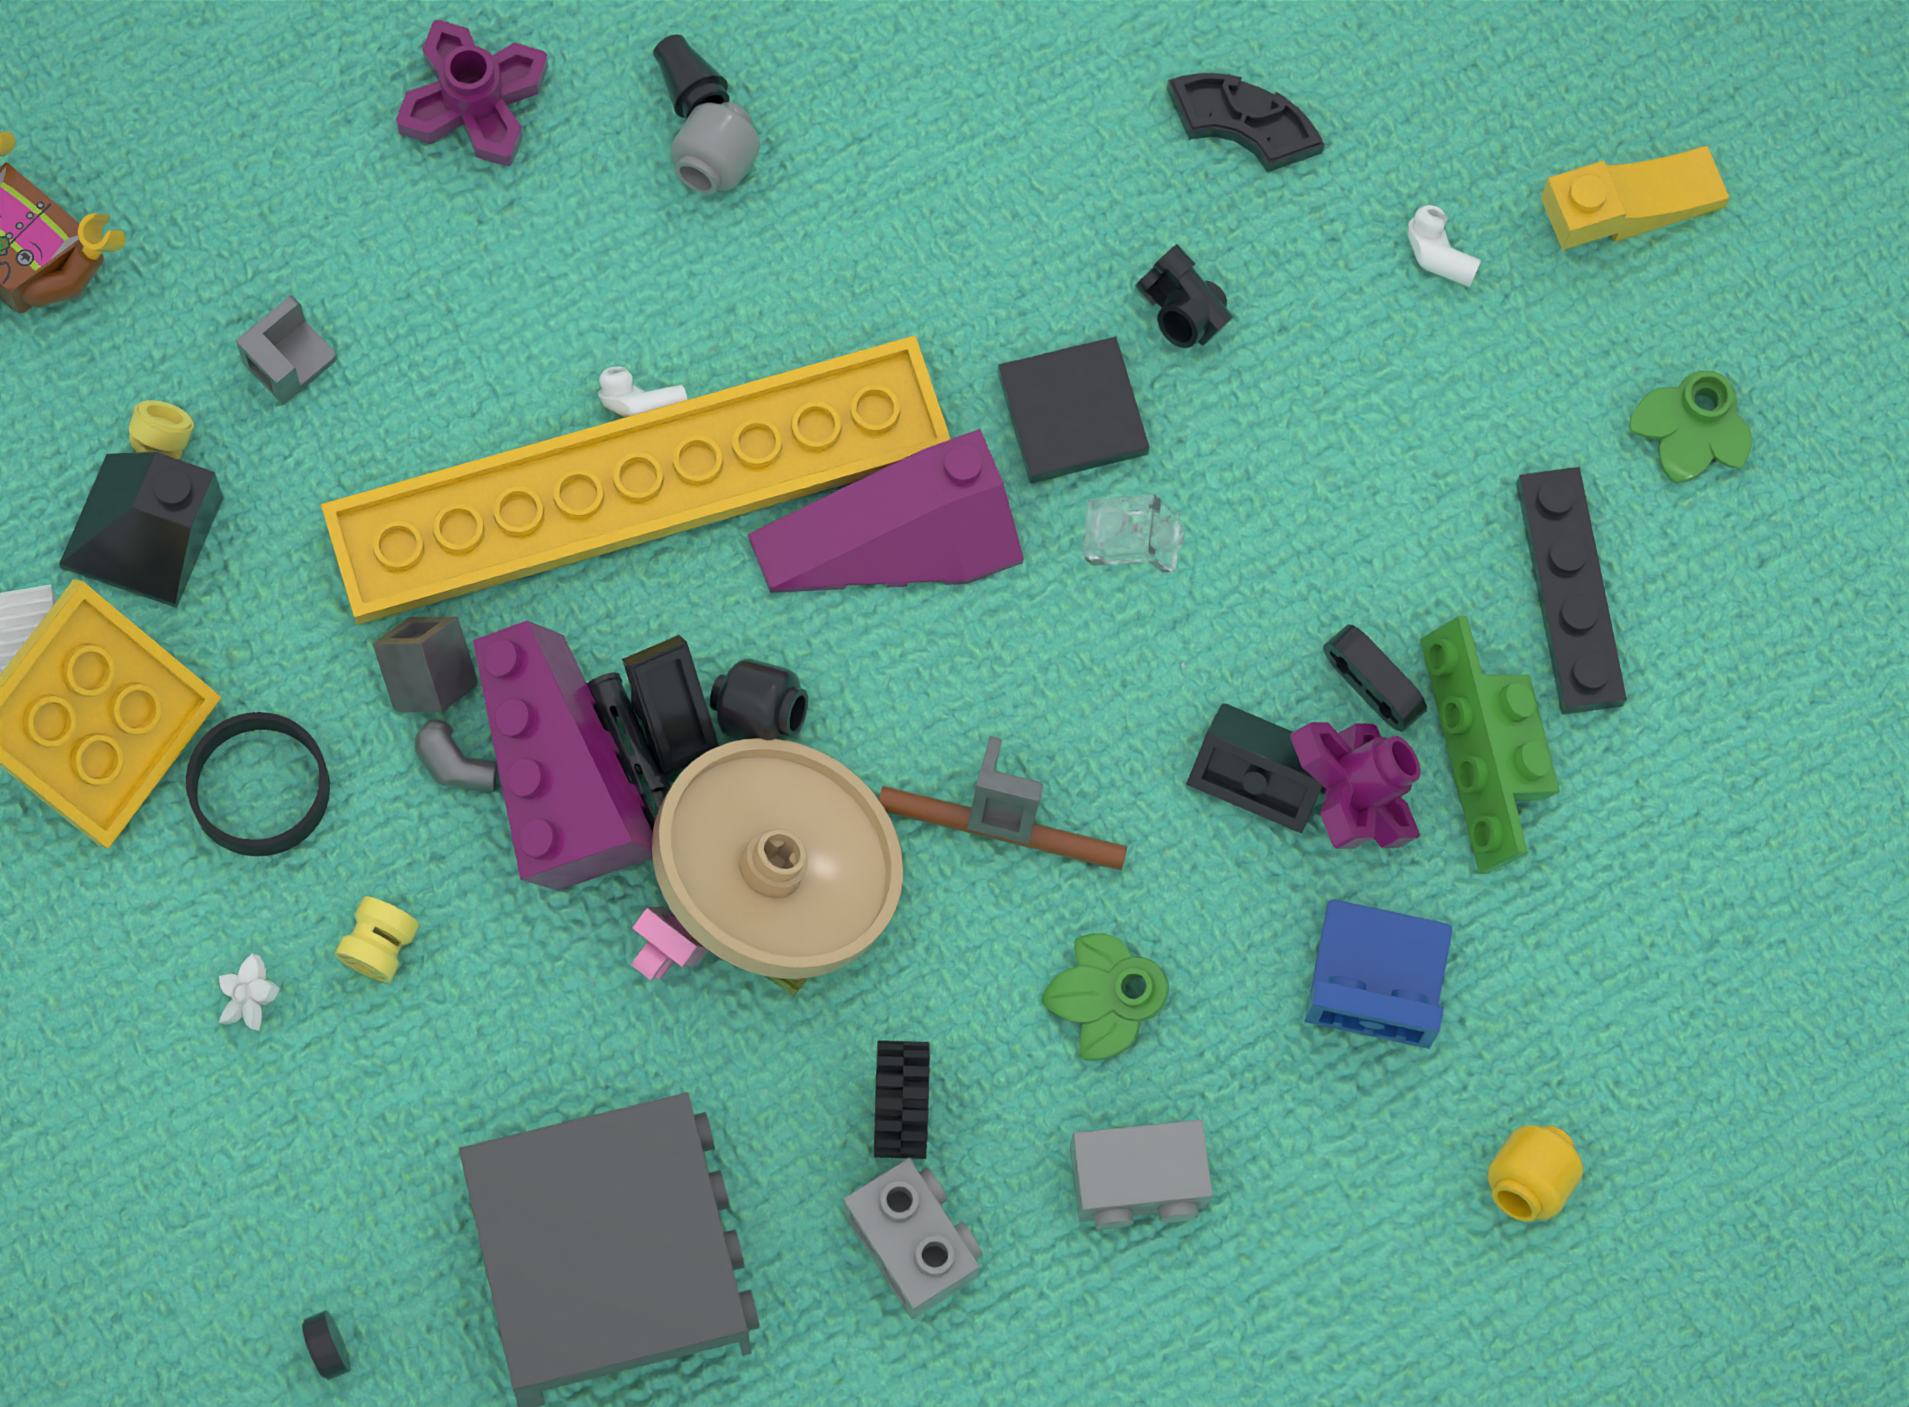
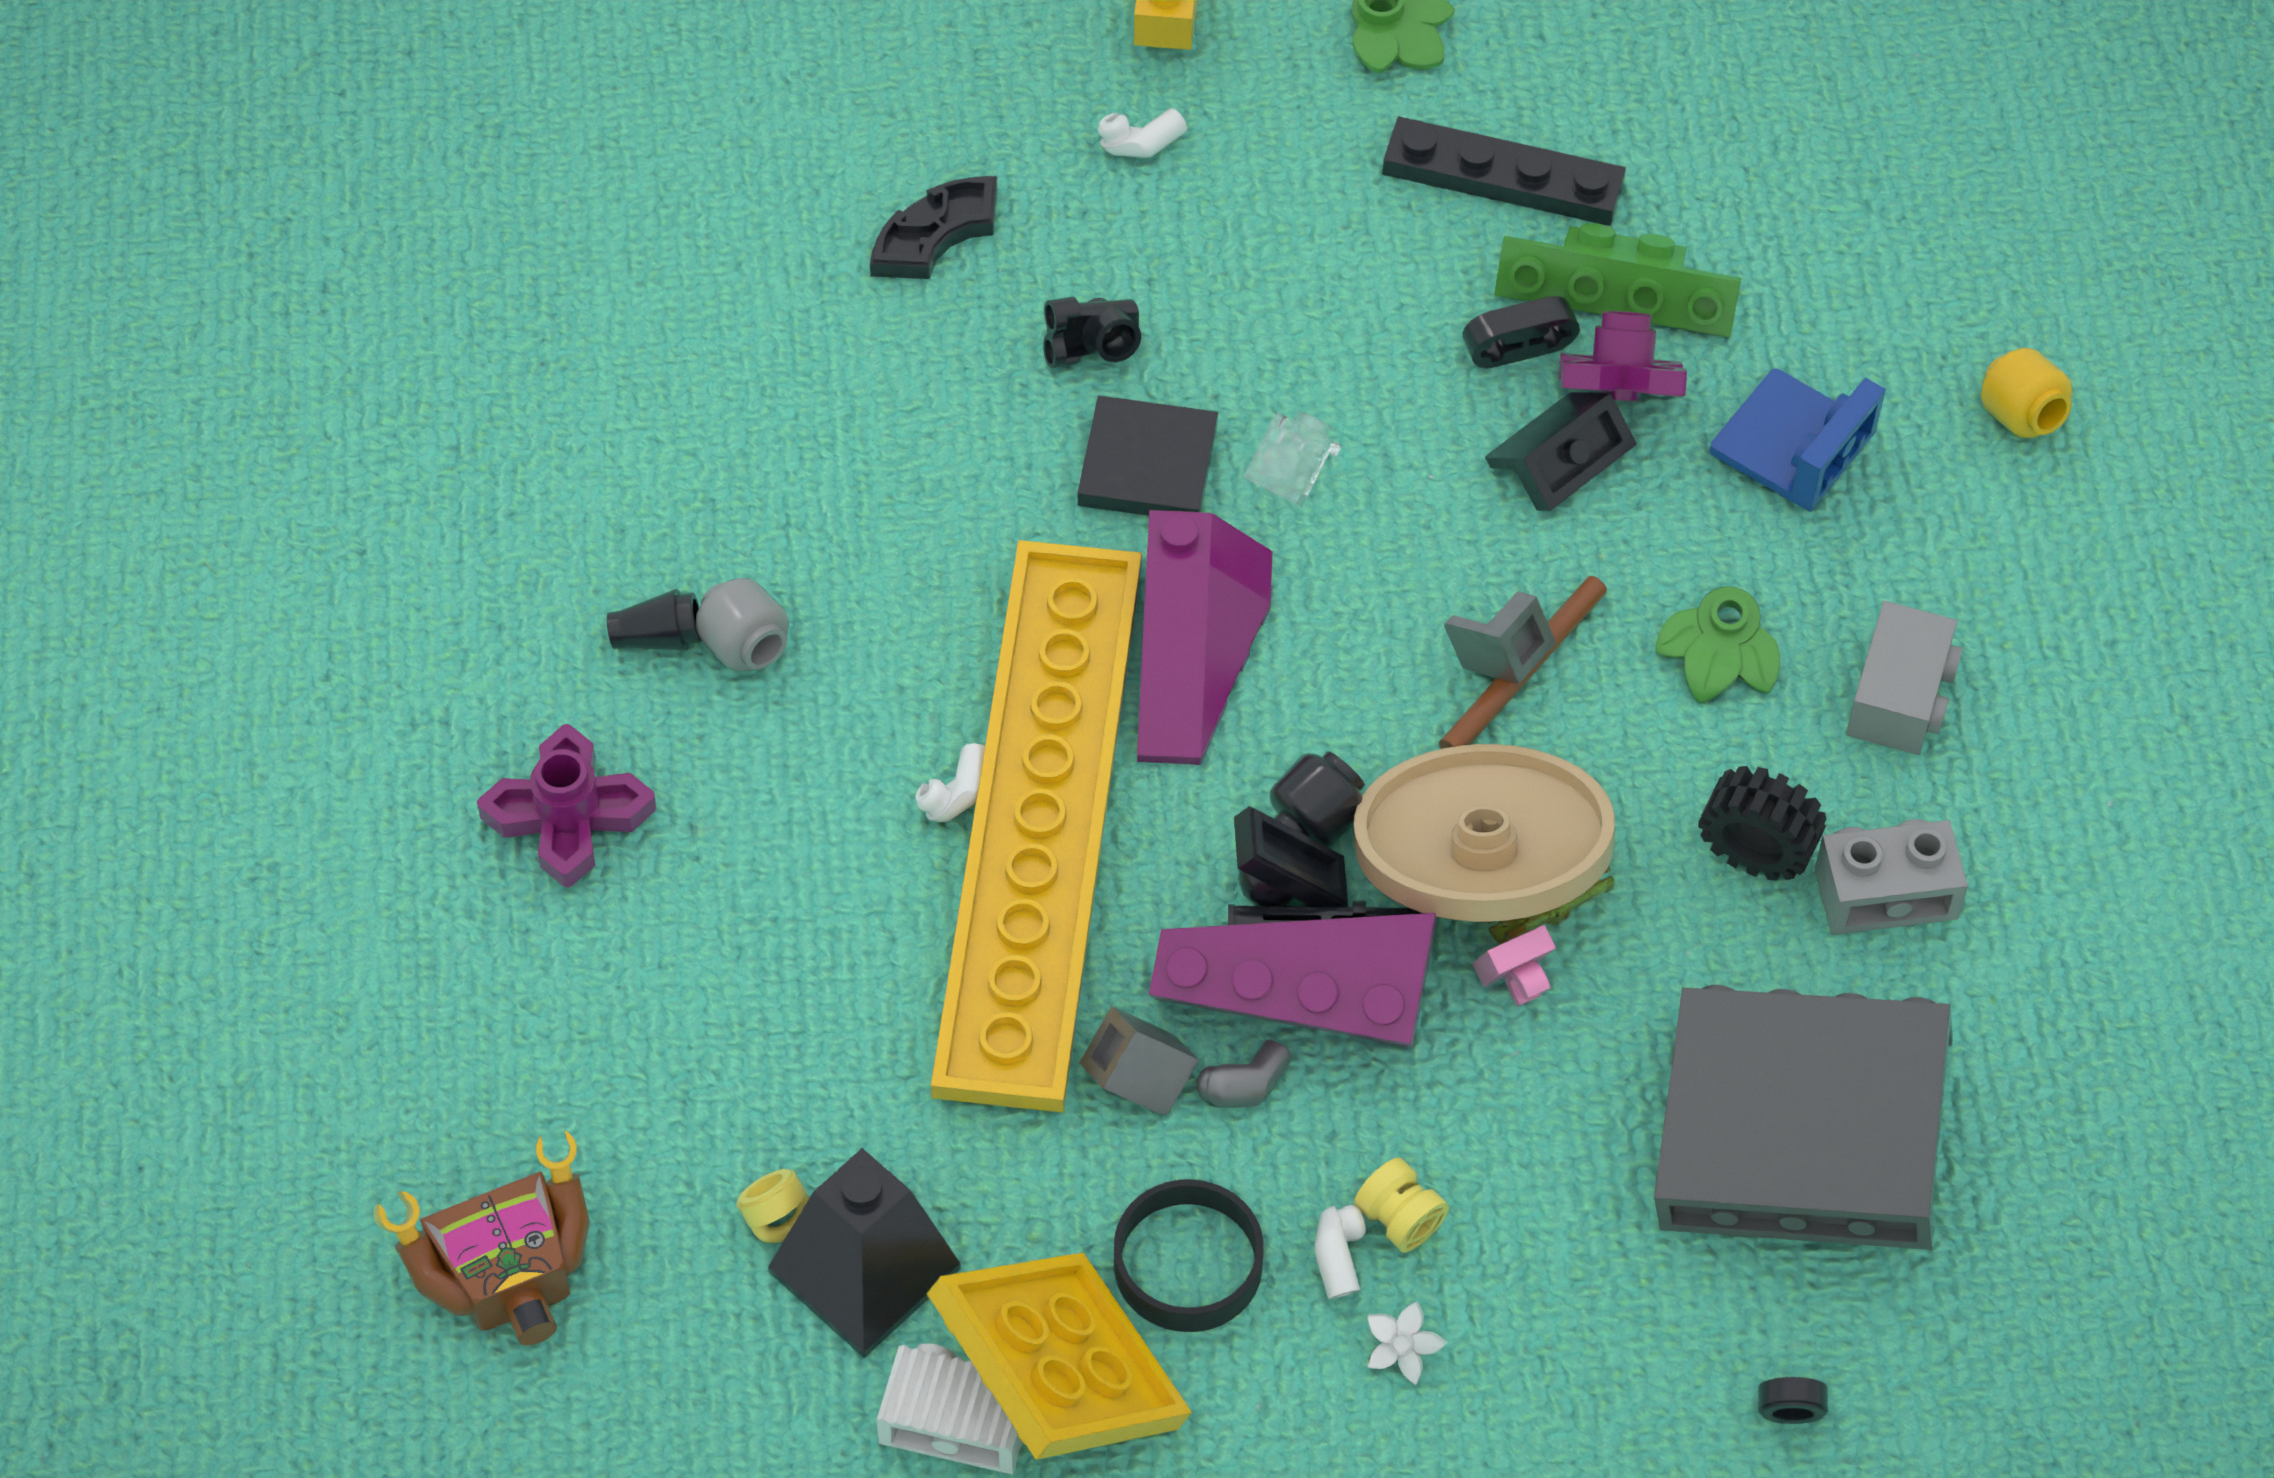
camera: 60 degrees left, 15 degrees down
(285, 351) = (751, 1067): flat silver panel -> none
(314, 897) = (1332, 1251): none -> white arm

